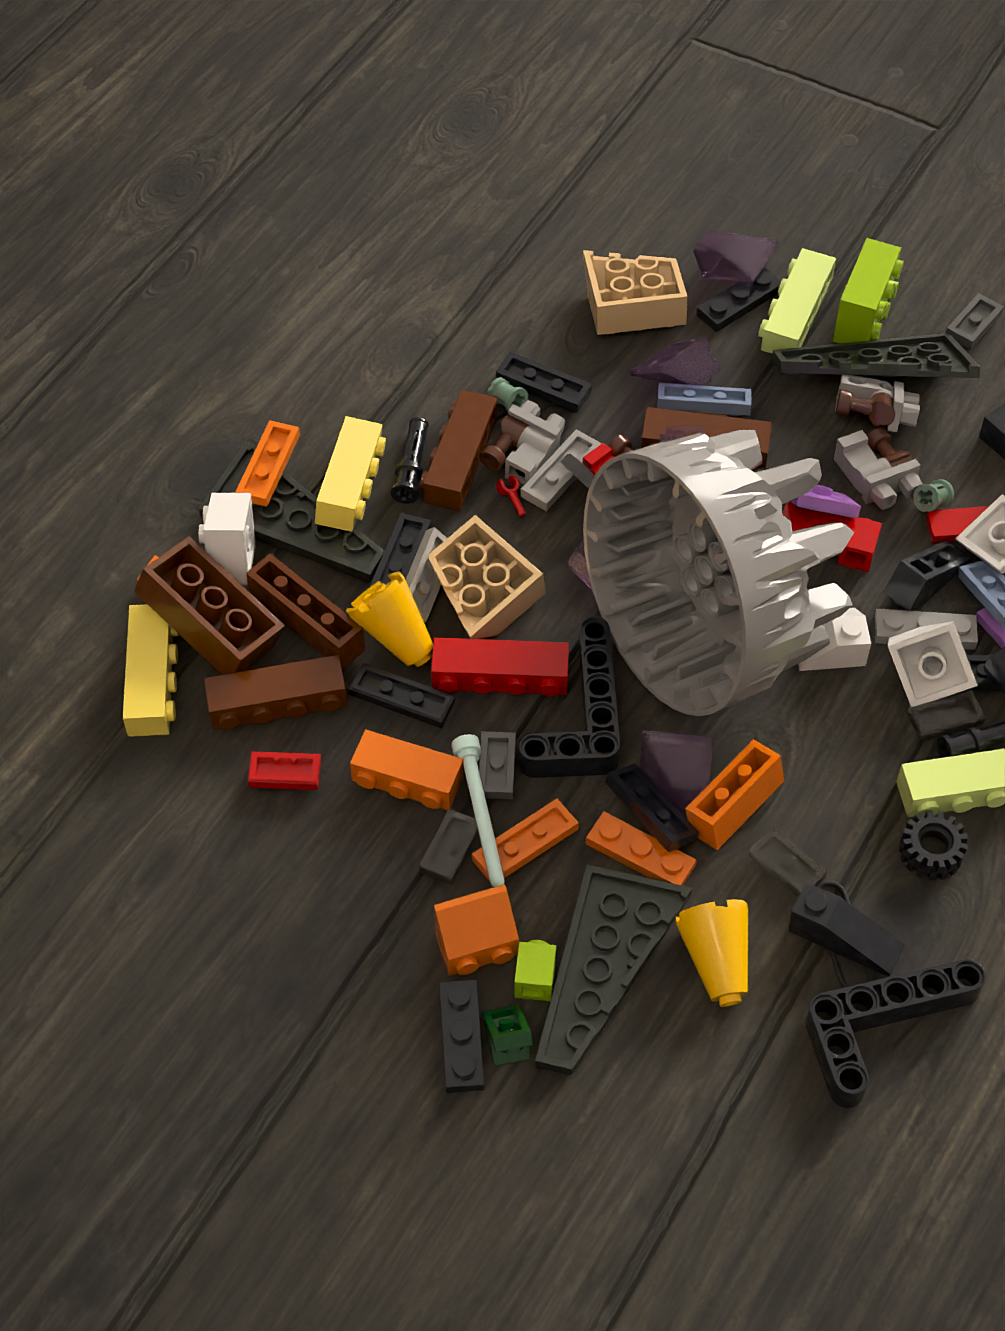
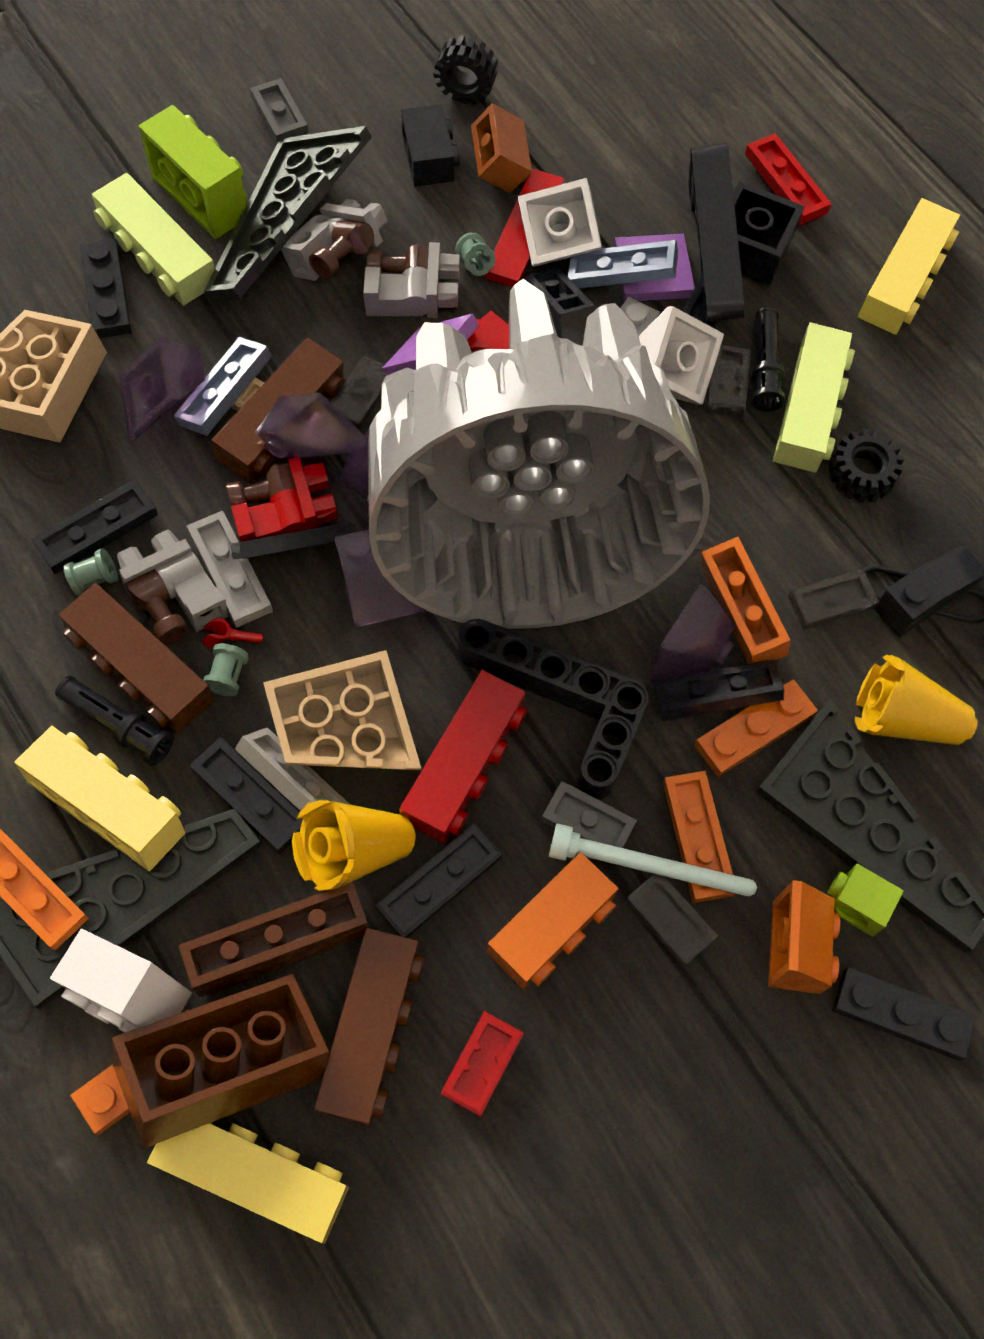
camera: 70 degrees left, 10 degrees up
(483, 502) = (226, 669): none -> sand green bush
(507, 1034) = (928, 962): dark green slope -> none
(732, 255) = (52, 260): slope -> none

